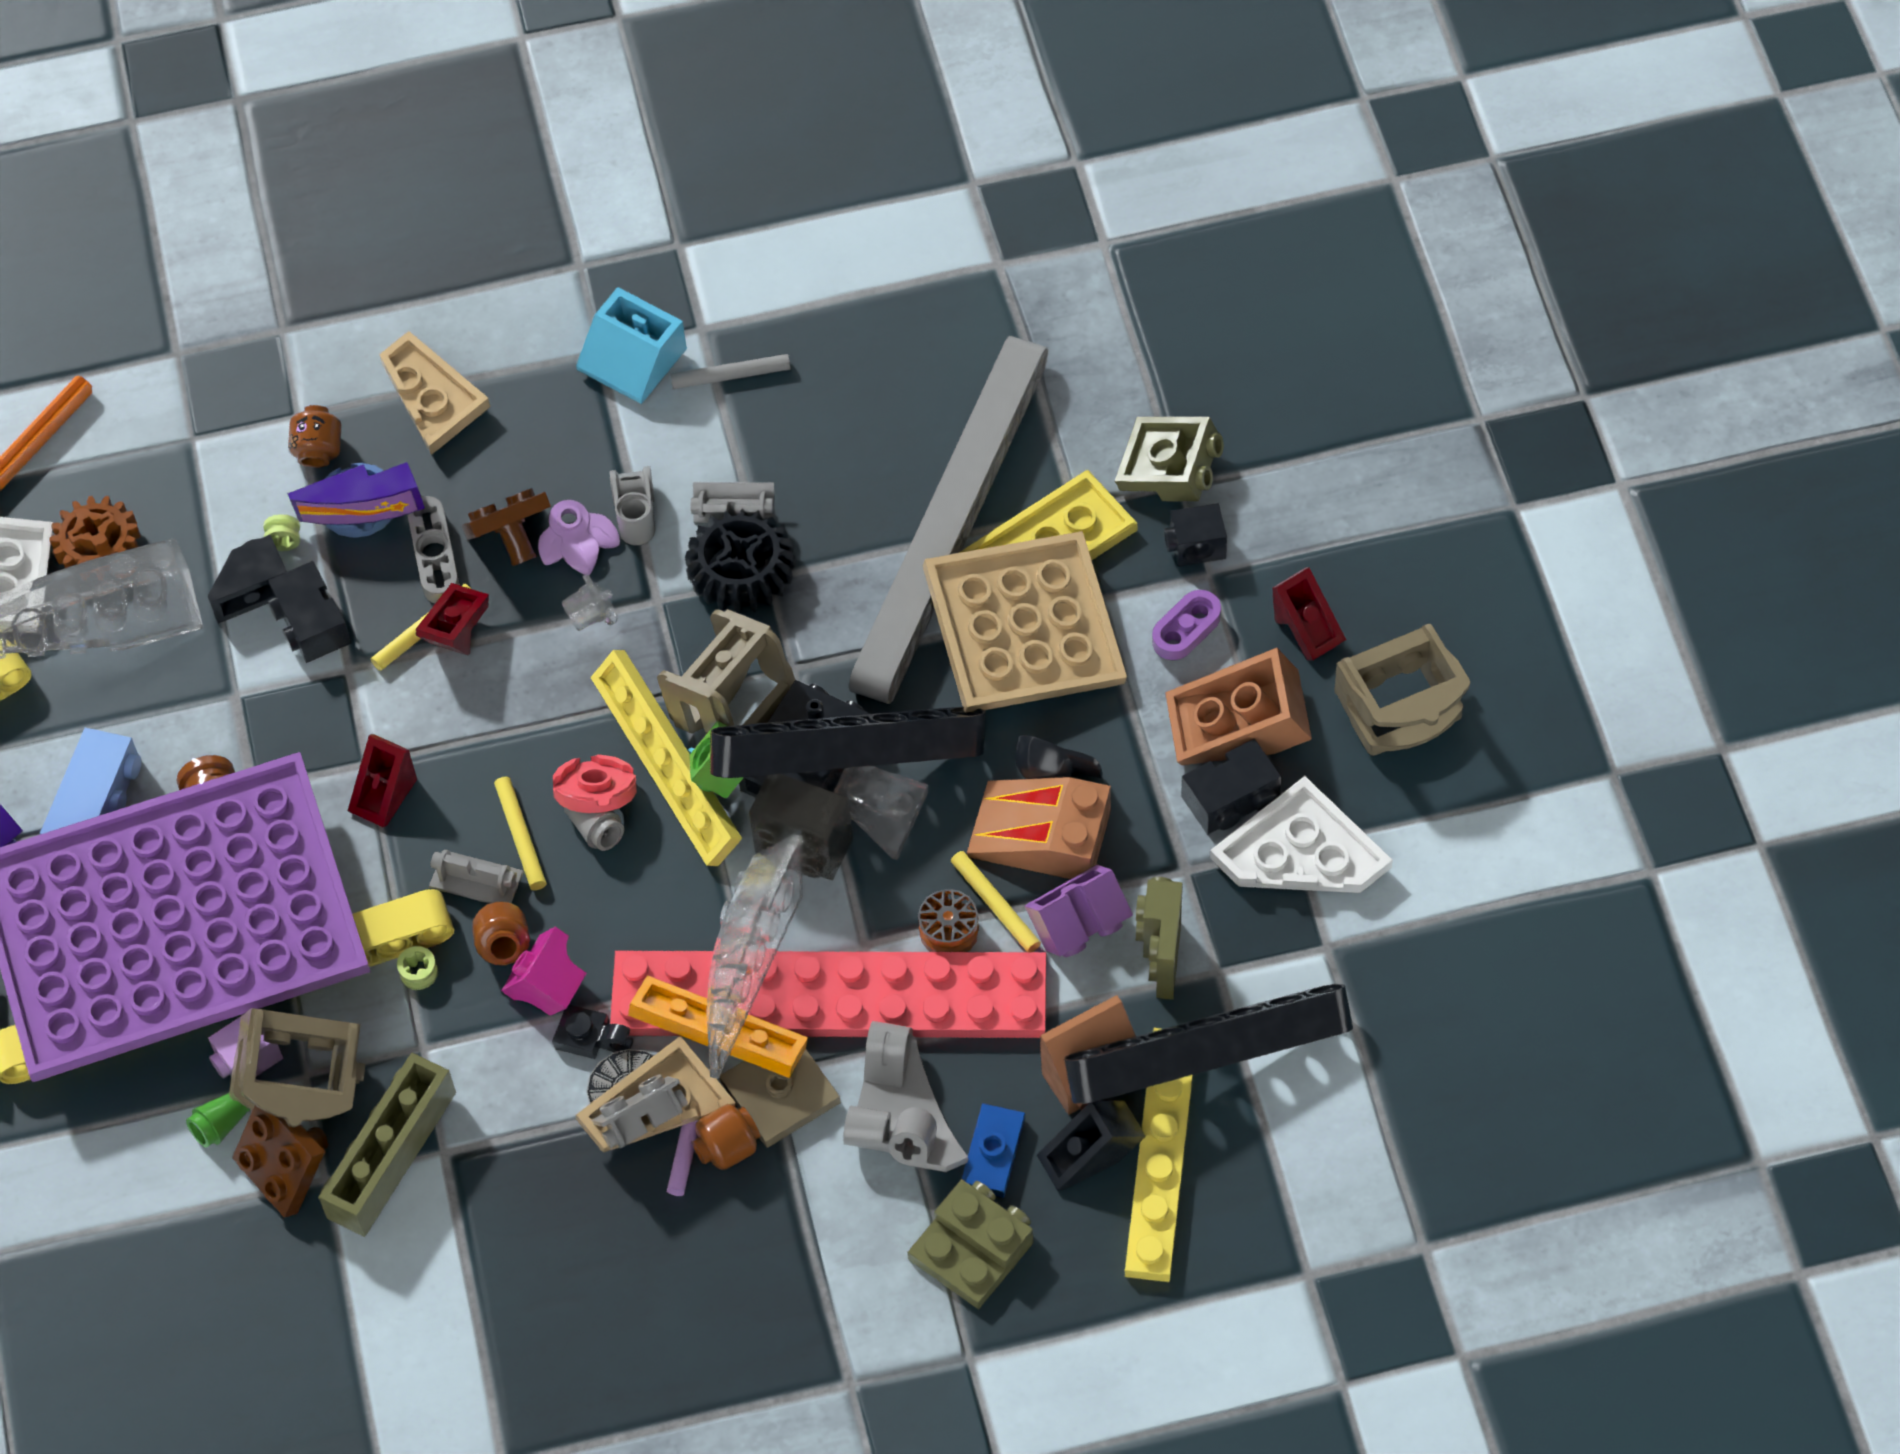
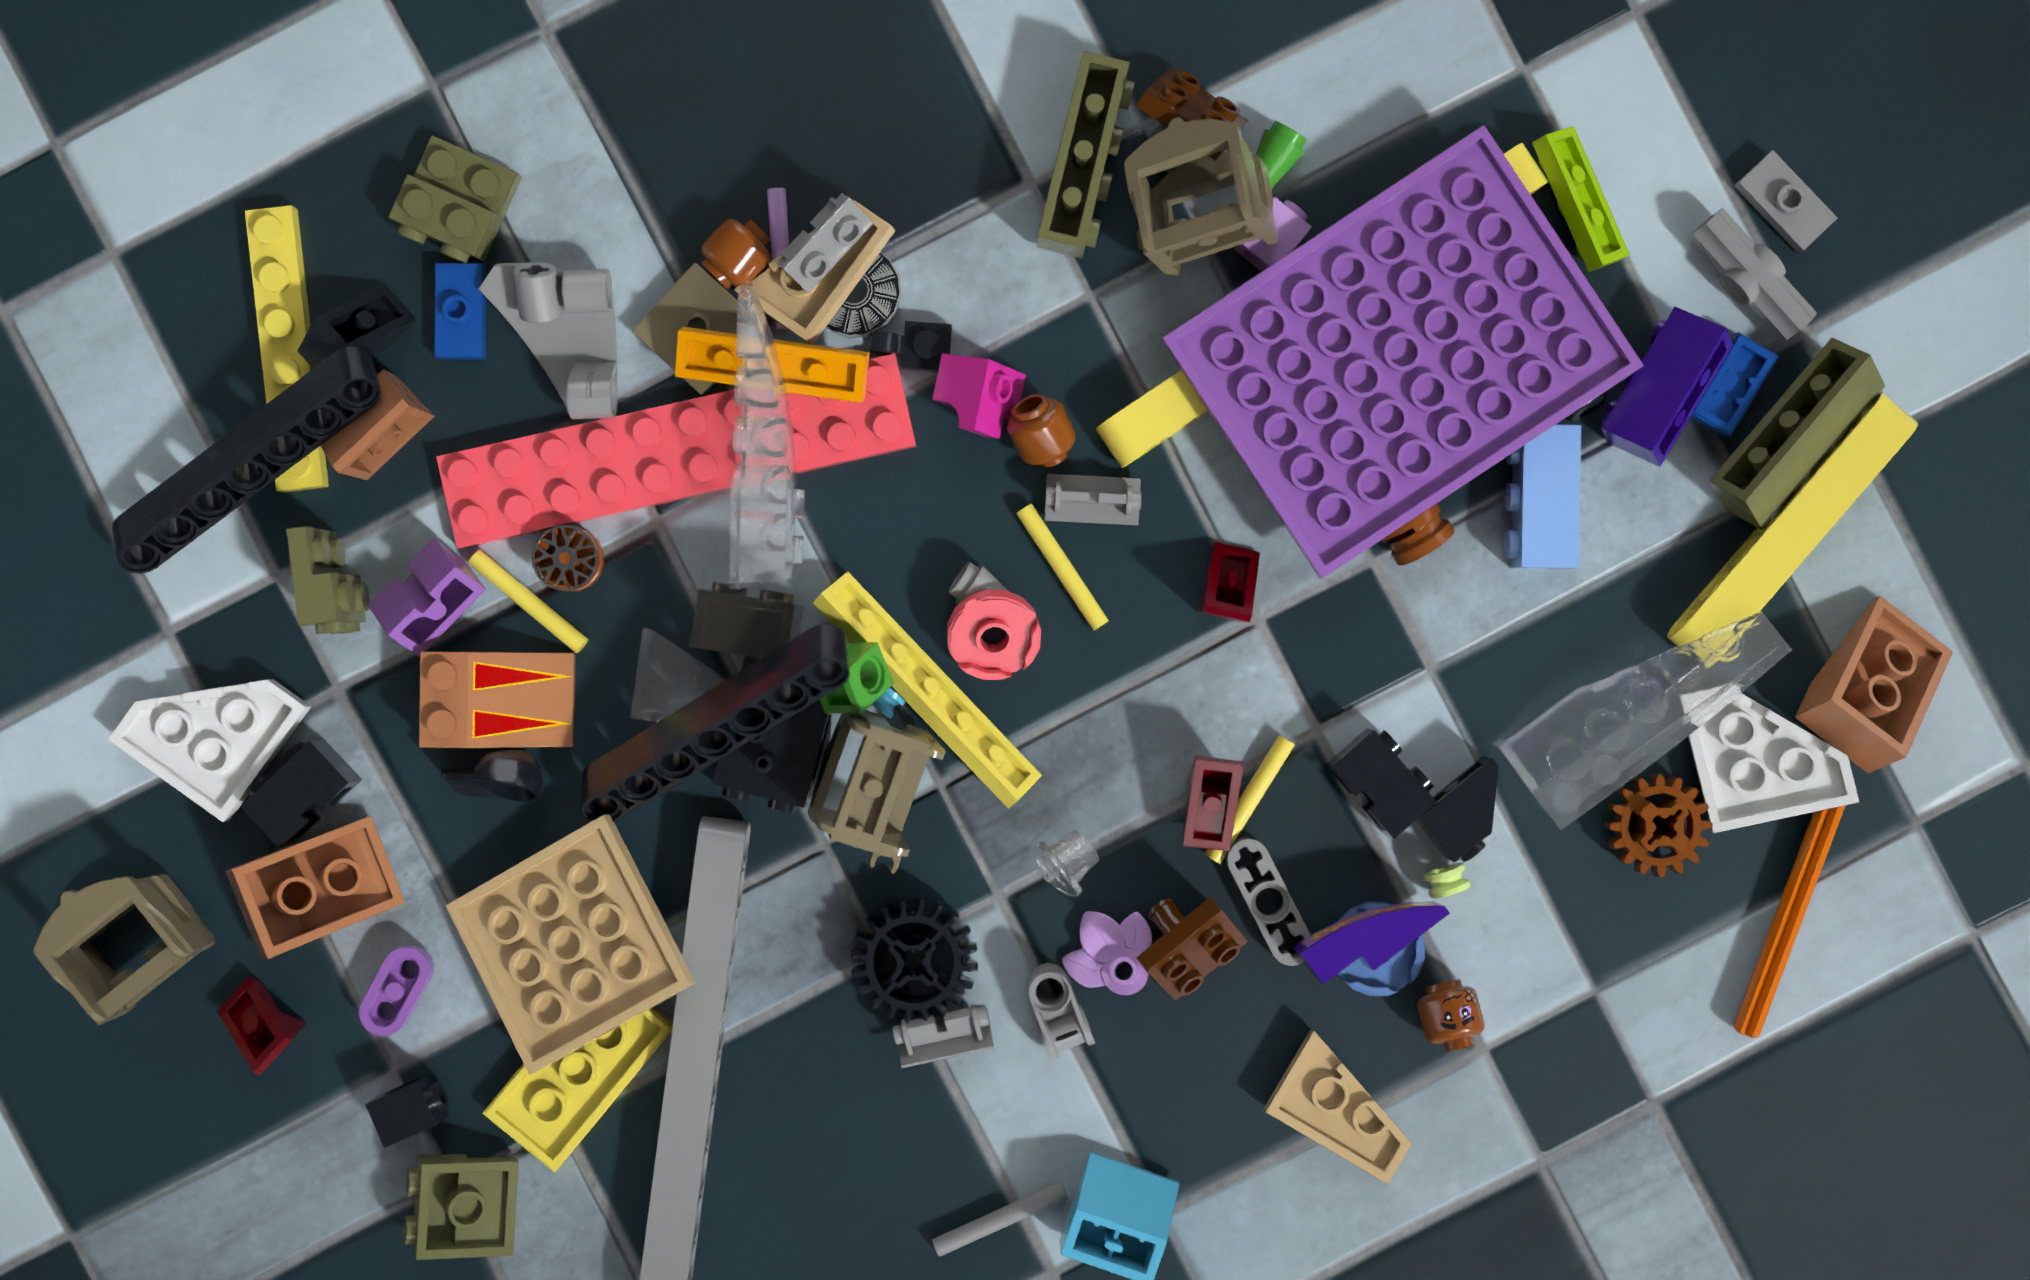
camera: 160 degrees right, 30 degrees up
(410, 958) = (1133, 389): yellowish green bush -> none

